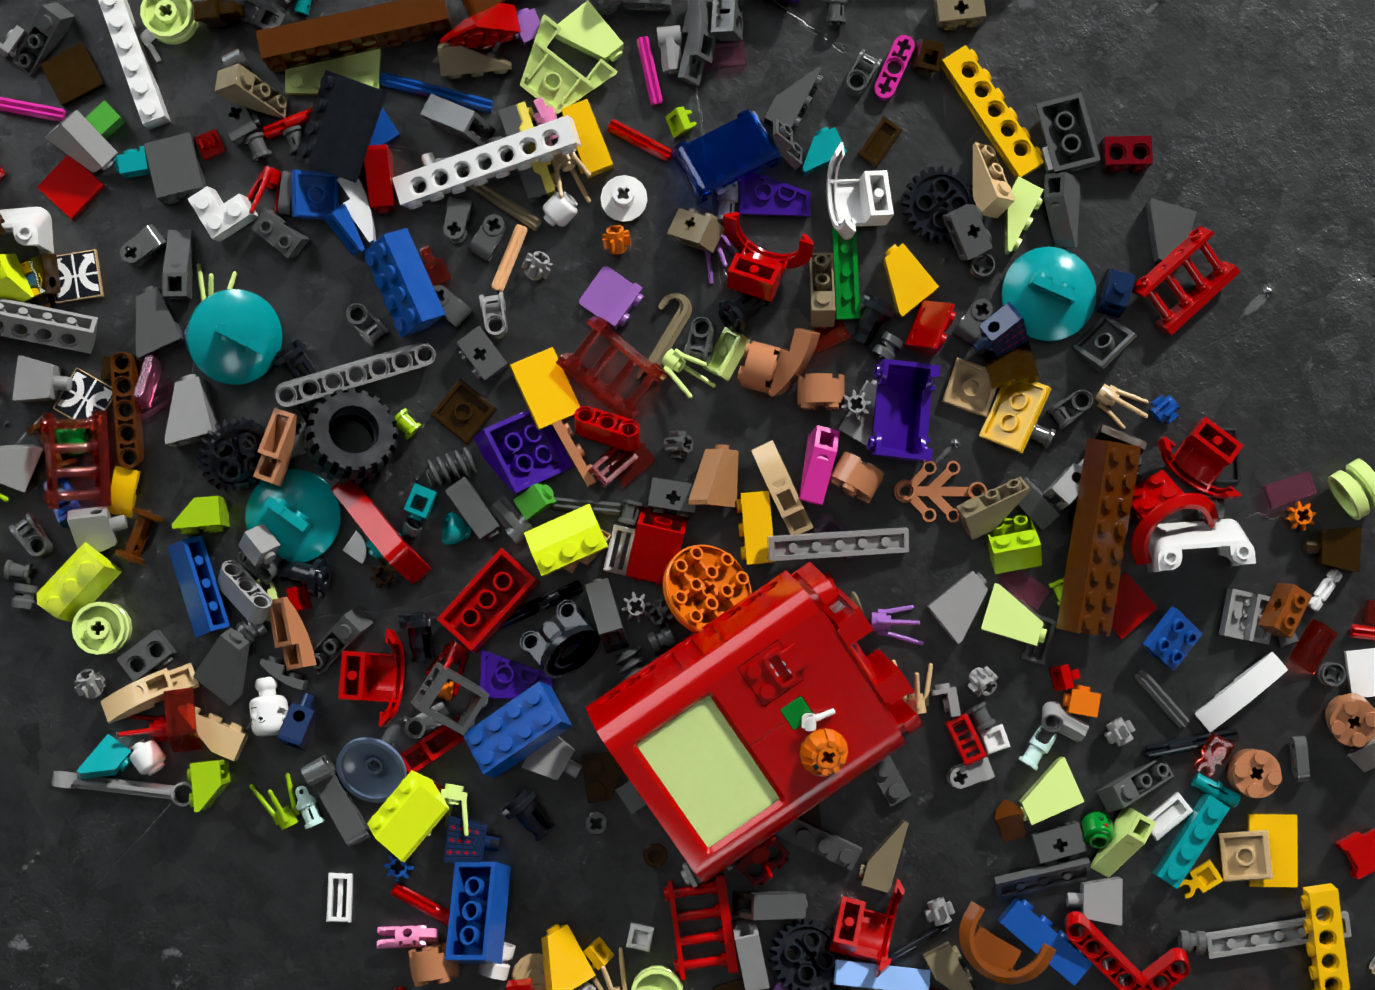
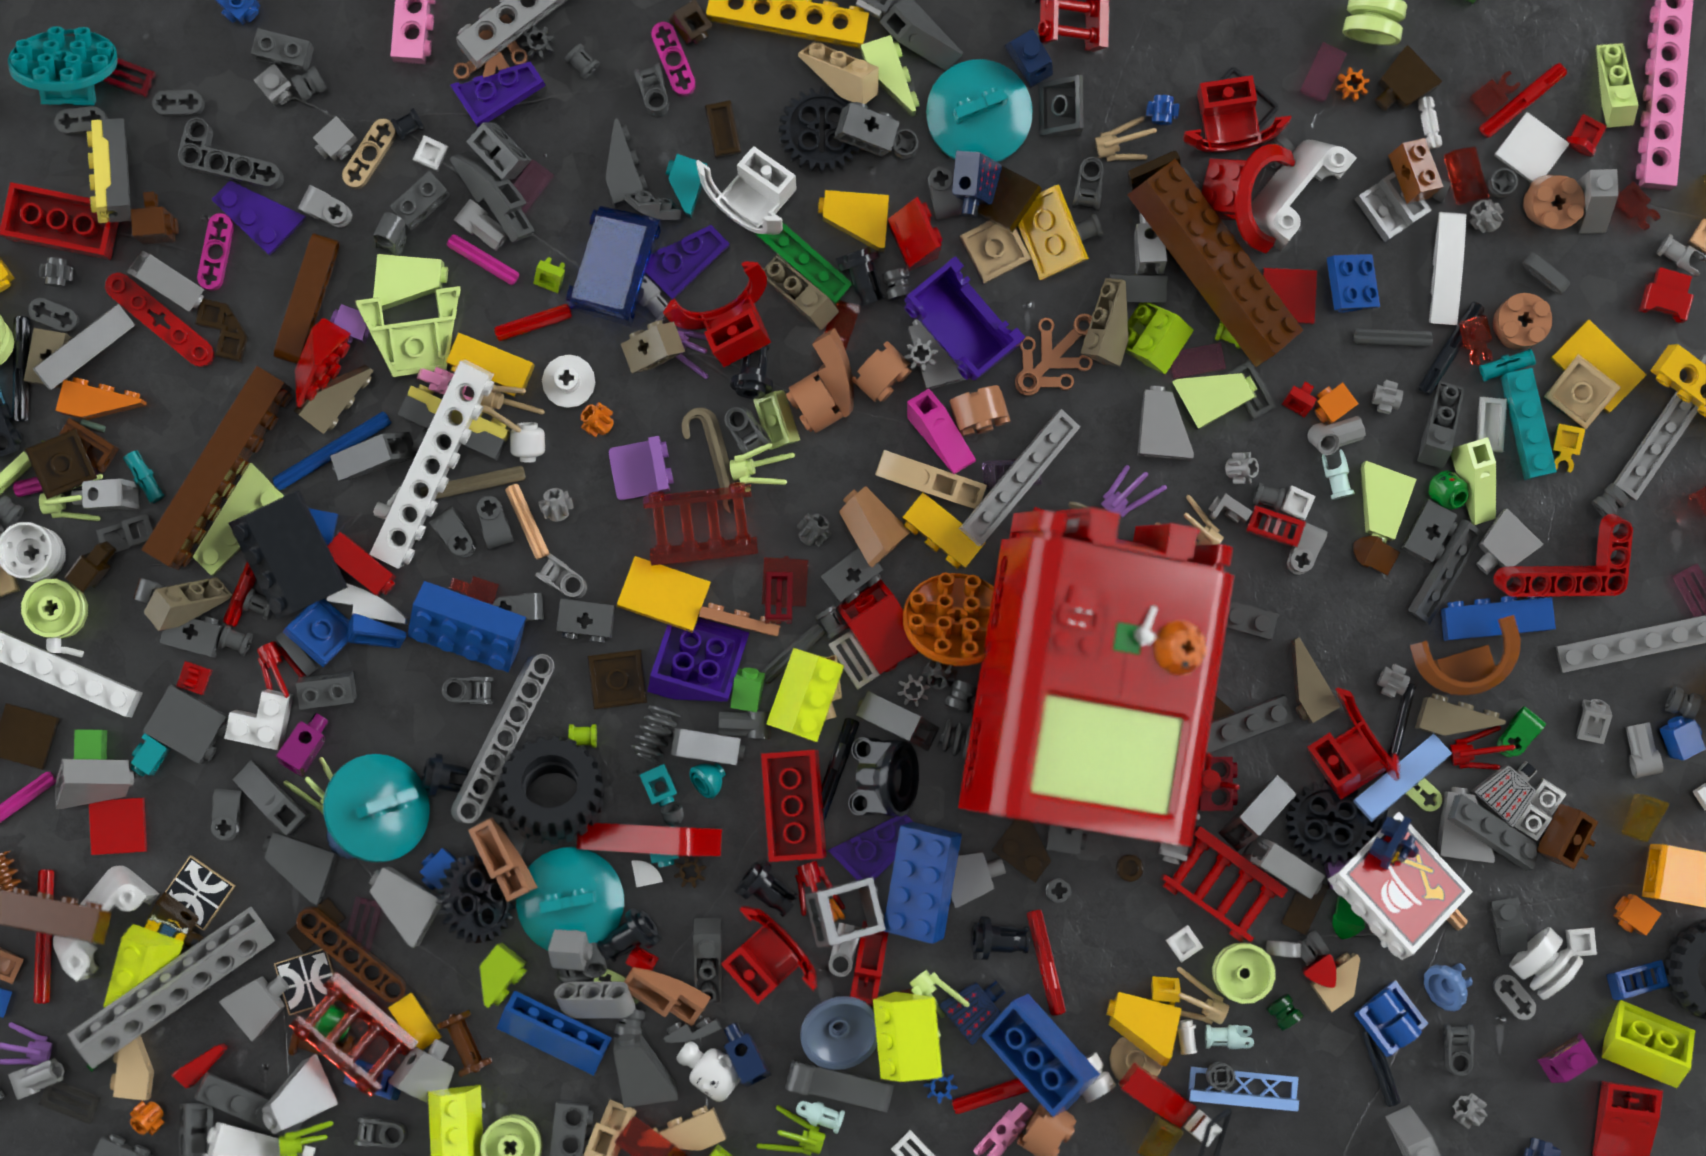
camera: 50 degrees left, 0 degrees up
(147, 381) = (344, 915): clear pink tile -> none
(221, 253) = (299, 756): none -> magenta torso
(232, 409) = (434, 867): none -> blue brick
(543, 859) = (1046, 962): none -> red axle
(607, 428) = (745, 574): red beam -> none
(1299, 684) = (1486, 216): none -> light grey gear

